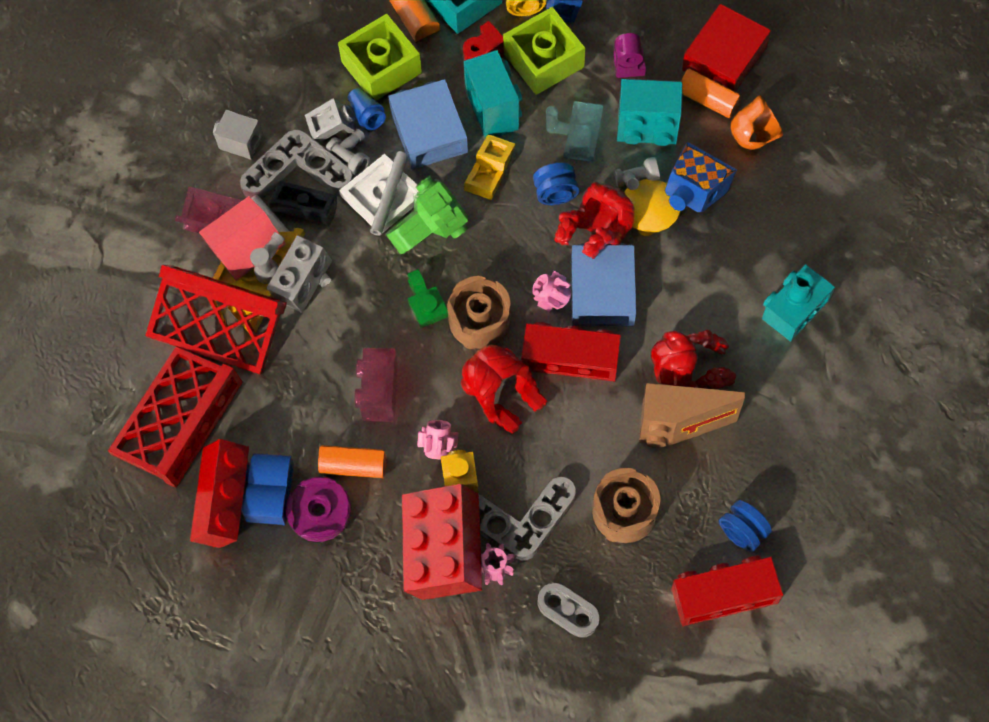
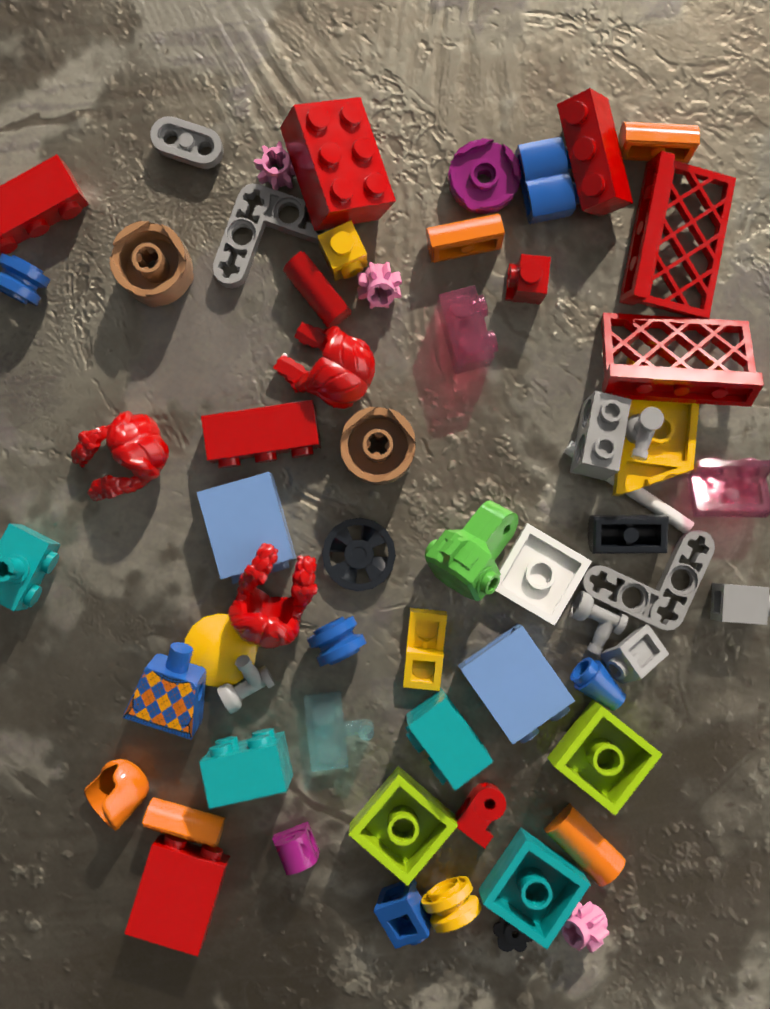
camera: 160 degrees right, 20 degrees up
(160, 496) = (646, 140): none -> orange brick
(238, 234) = (686, 455): coral slope -> none
(312, 411) = (528, 279): none -> red brick
(389, 193) = (530, 570): light grey piece -> none
(425, 304) = (443, 450): green plate -> none
(490, 453) = (316, 290): none -> red brick
(519, 246) = (358, 554): none -> black piece
(551, 291) = (303, 500): bright pink gear -> none
(680, 413) = (112, 380): medium nougat slope -> none

